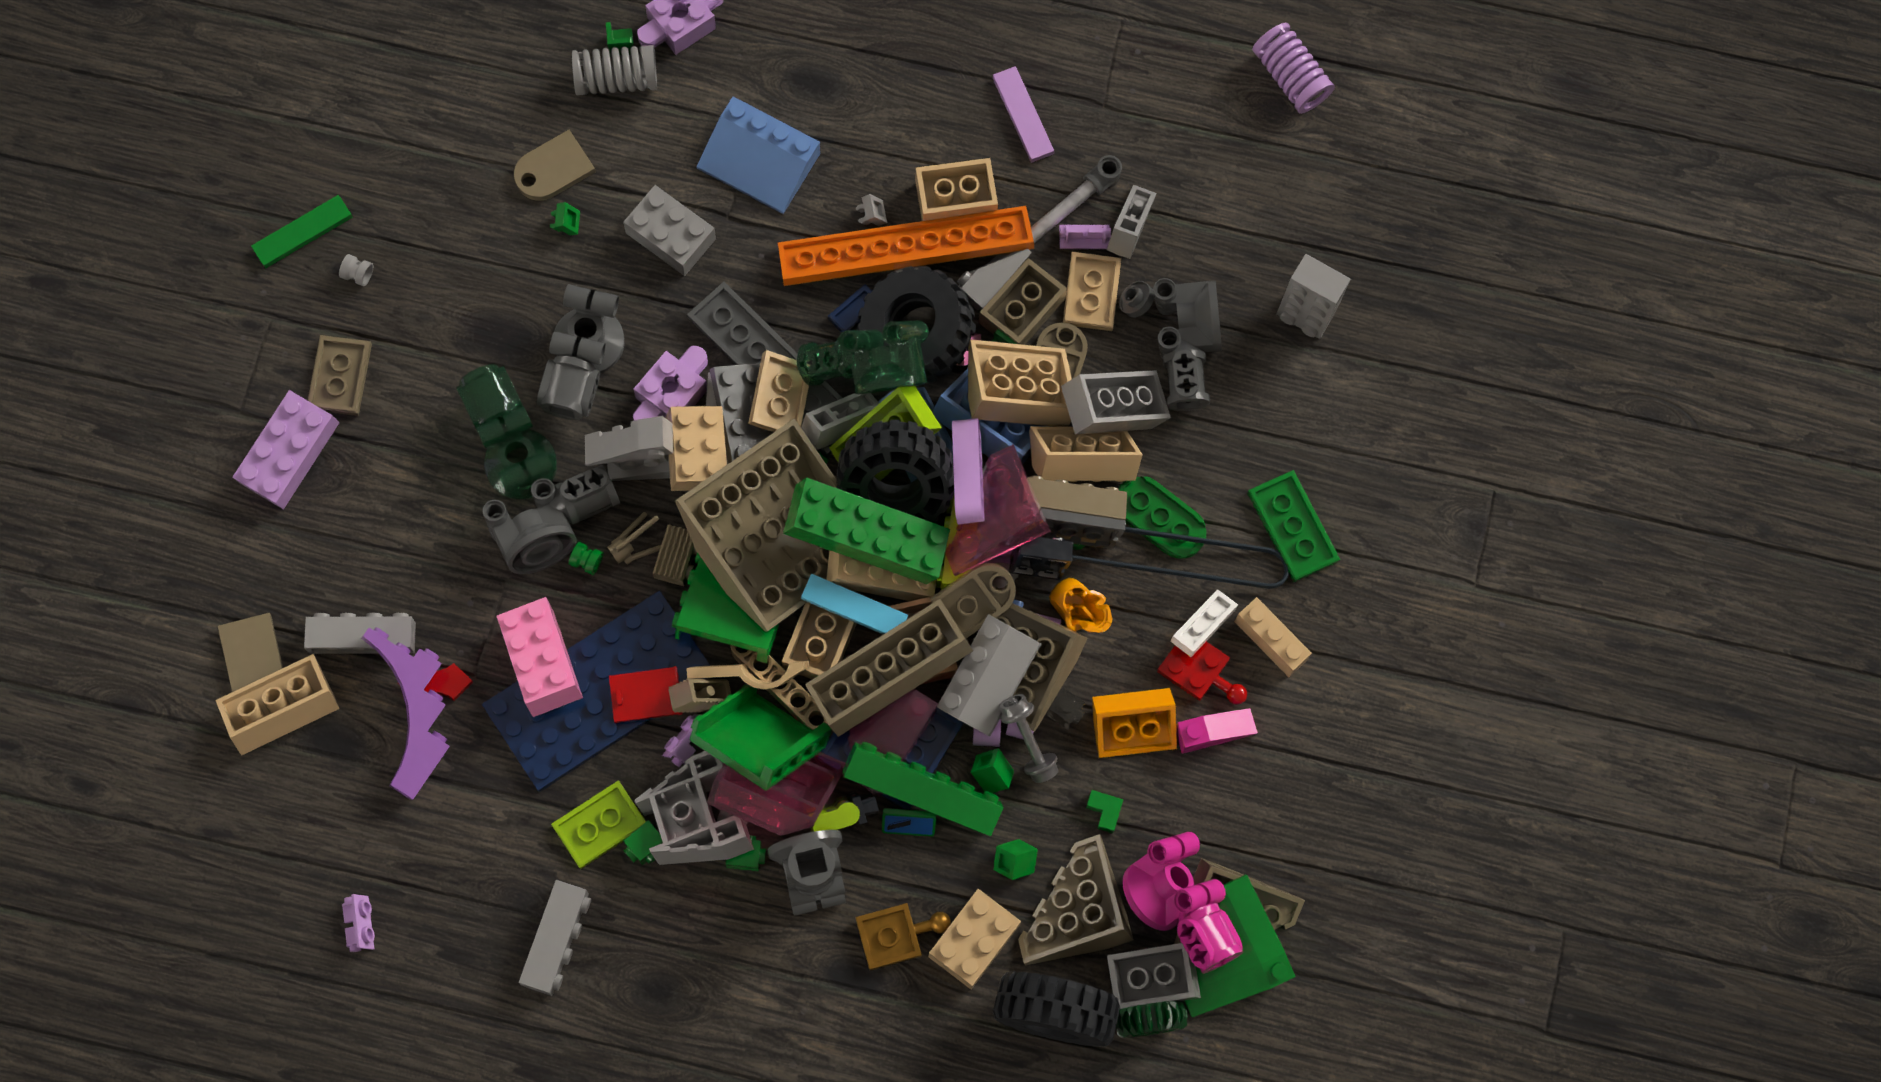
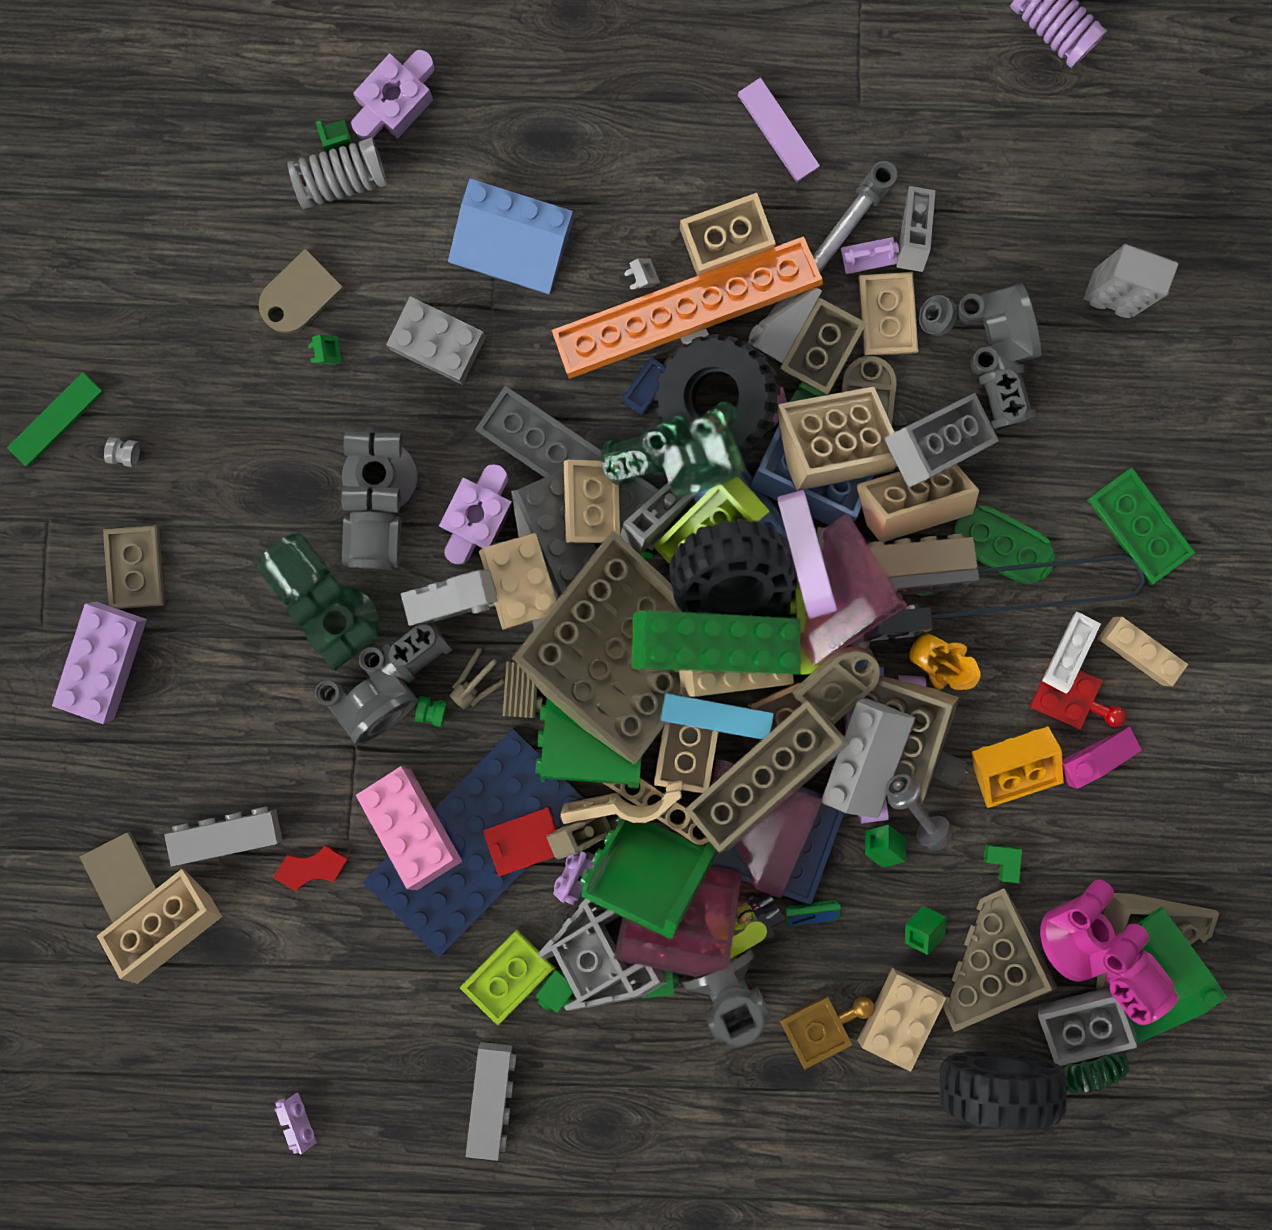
camera: 10 degrees left, 15 degrees up
(413, 674) = (287, 873): medium lavender arch -> none
(922, 788) = (822, 886): green brick -> none

